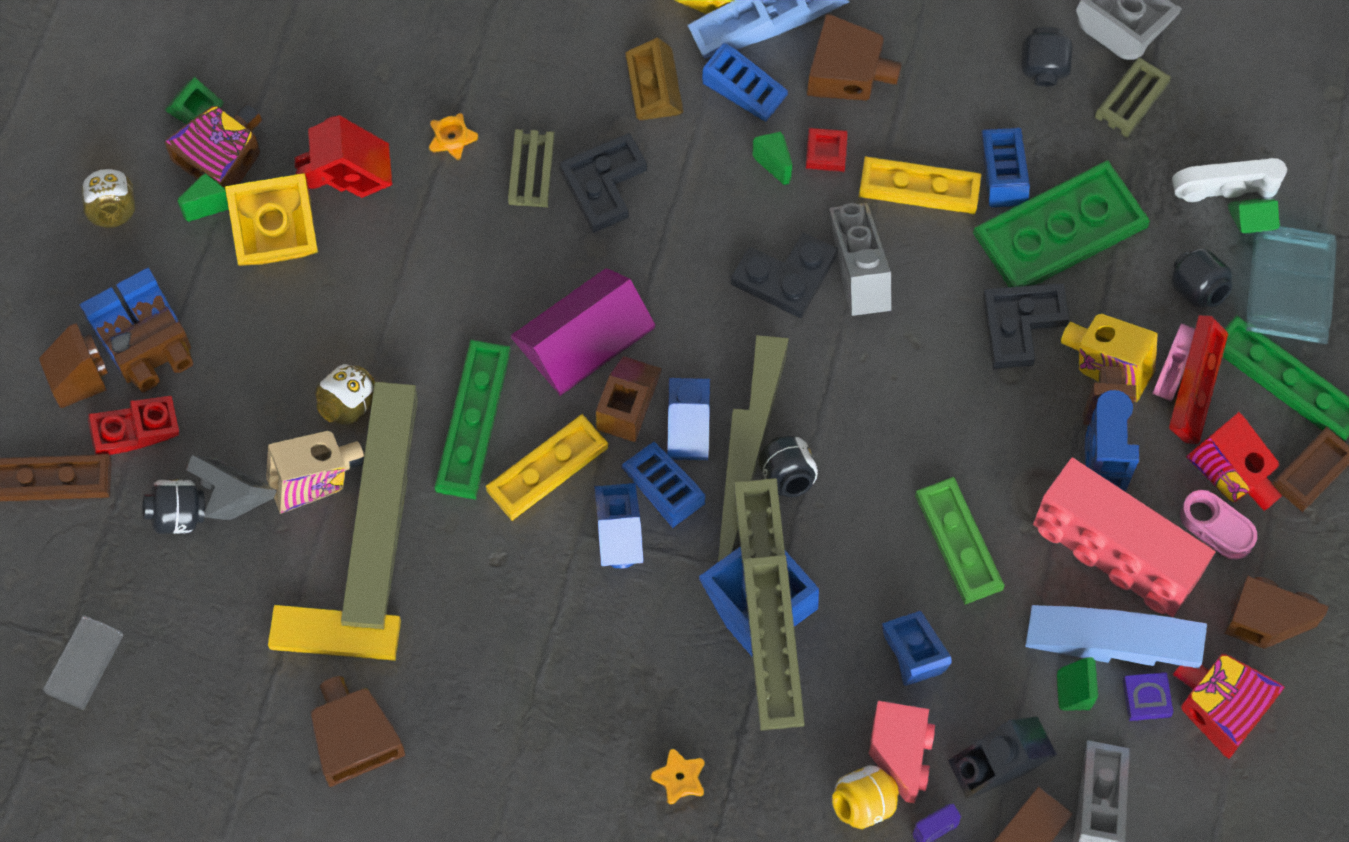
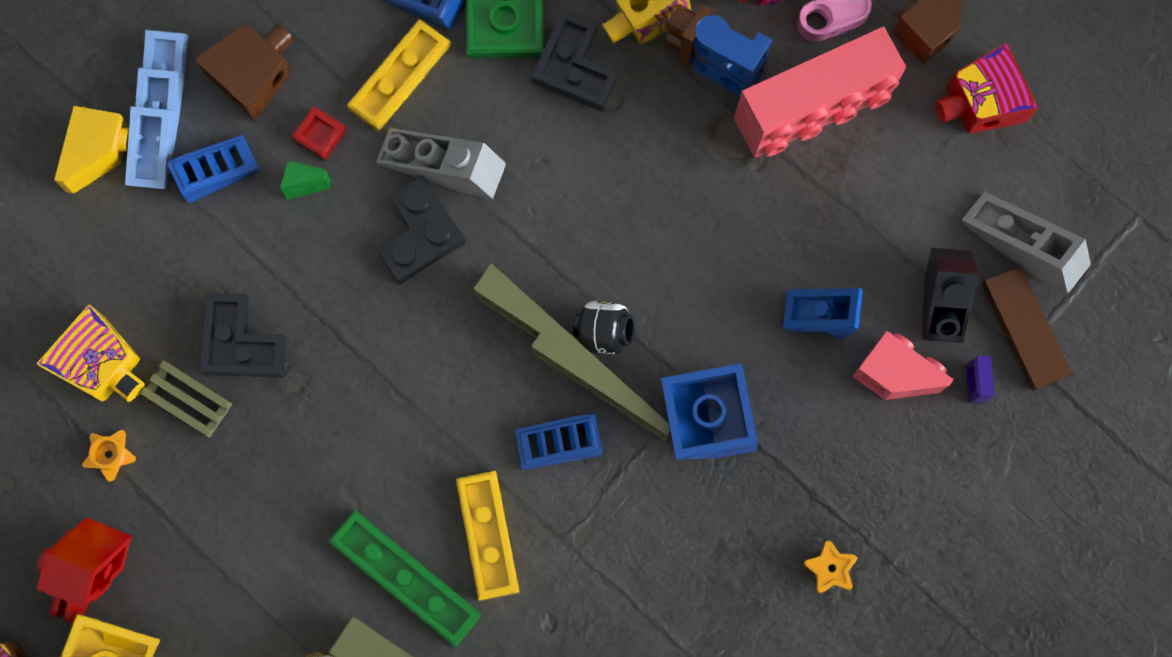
camera: 65 degrees left, 10 degrees up
(525, 79) = (94, 358): none -> torso
(585, 330) = (373, 434): magenta slope -> none
(618, 525) = (579, 500): slope -> none
(627, 398) = (465, 429): reddish brown slope -> none
(654, 80) = (162, 244): pearl gold slope -> none
(688, 419) = (509, 388): slope -> none
(768, 604) = (738, 413): olive slope -> none
(865, 797) = (929, 423): yellow head -> none
(959, 540) = (740, 224): bright green tile -> none
(1077, 685) = (915, 201): green slope -> none
(1116, 635) = (892, 147): light blue slope -> none
(1147, 696) = (949, 152): dark purple tile -> none

